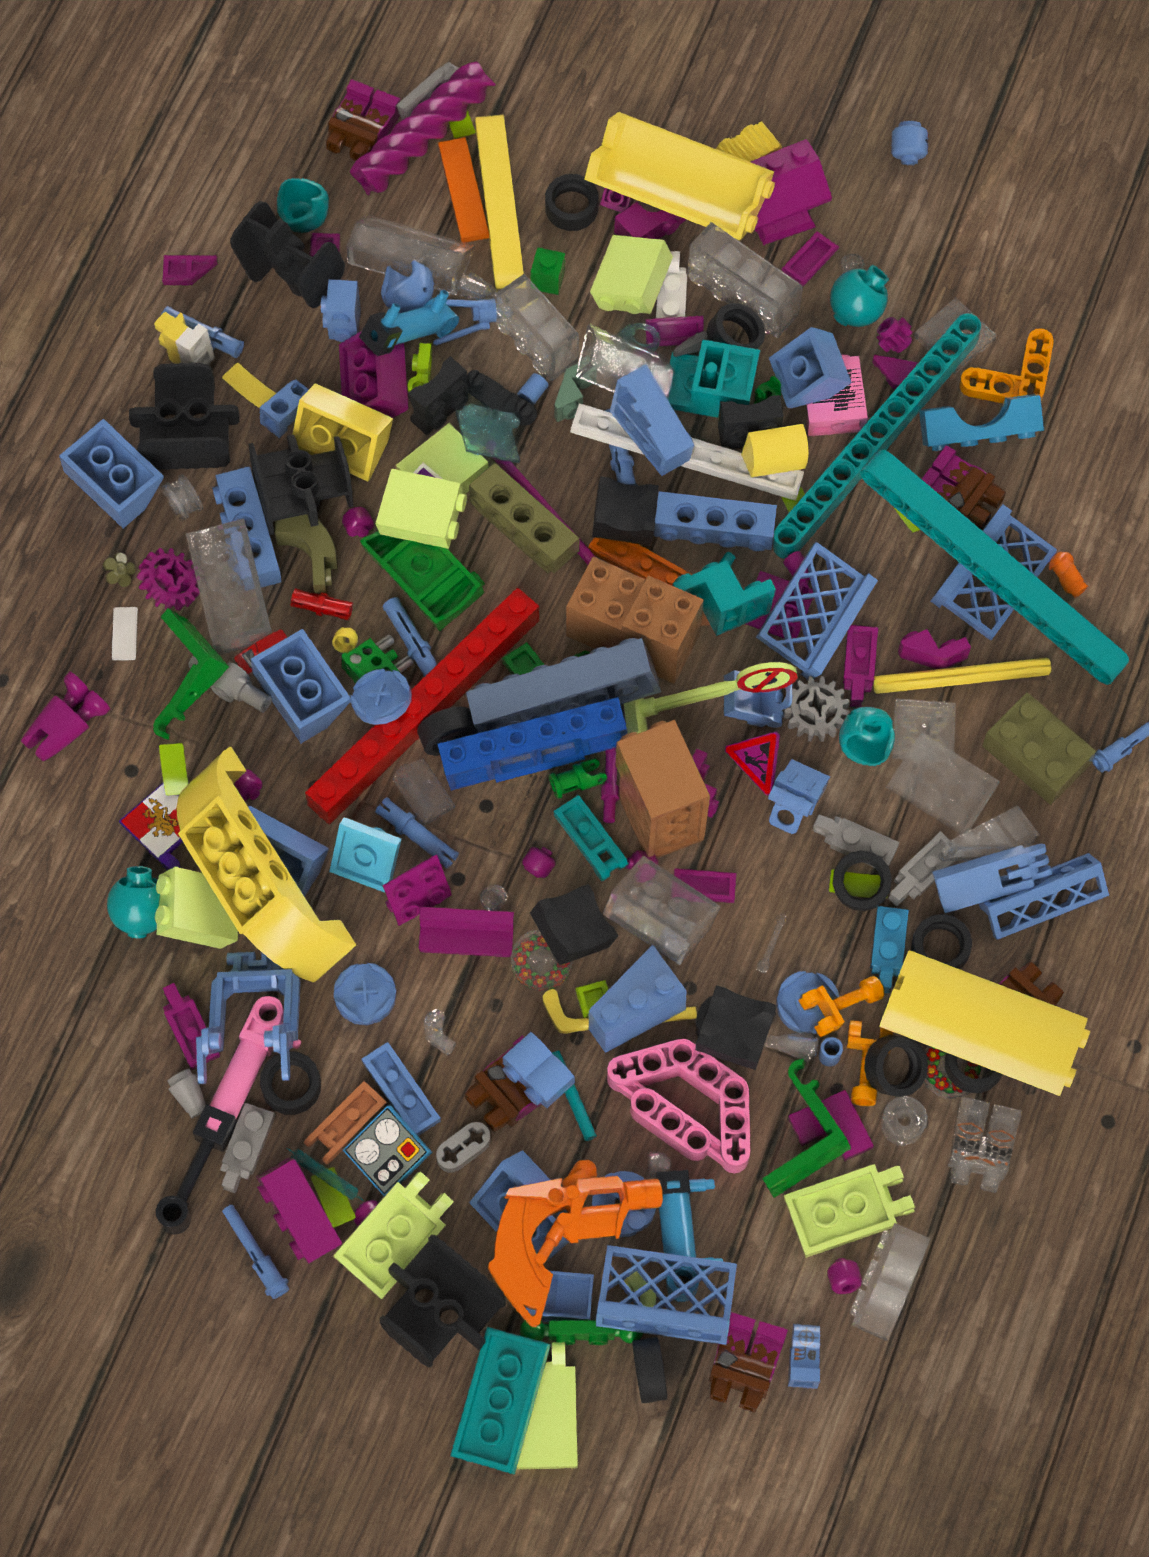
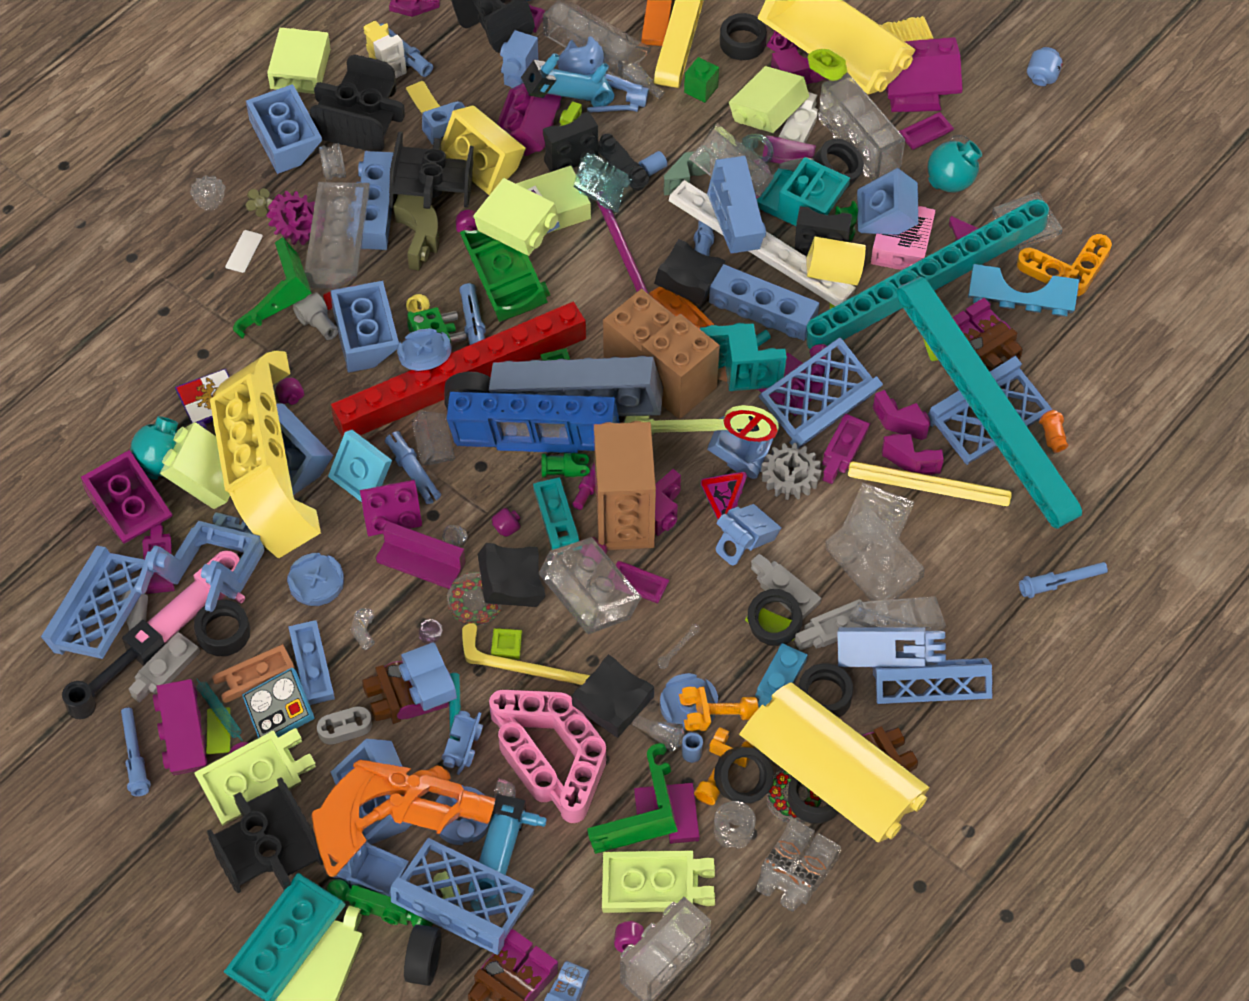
camera: 20 degrees right, 10 degrees down
(58, 576) = (208, 192): none -> clear piece
(61, 721) = (161, 299): magenta piece -> none
(91, 381) = (299, 59): none -> yellowish green brick
(126, 1103) = (84, 597): none -> medium blue fence
(127, 972) = (125, 497): none -> magenta slope
(173, 768) = (237, 358): lime sticker -> none
(321, 604) = (411, 273): red pin -> none
(506, 1010) = (427, 628): none -> hinge
(523, 519) = (601, 254): olive brick -> none
(537, 328) = (672, 114): clear brick -> none
(598, 1138) = (460, 752): none -> medium blue hinge
(637, 1002) = (537, 652): medium blue wedge -> none
(687, 219) = (827, 64): none -> lime plate
(867, 736) = (825, 502): teal piece -> none
(894, 334) = (974, 204): magenta gear -> none
(919, 611) = (903, 421): none -> magenta slope
(1039, 748) = (973, 559): olive brick -> none

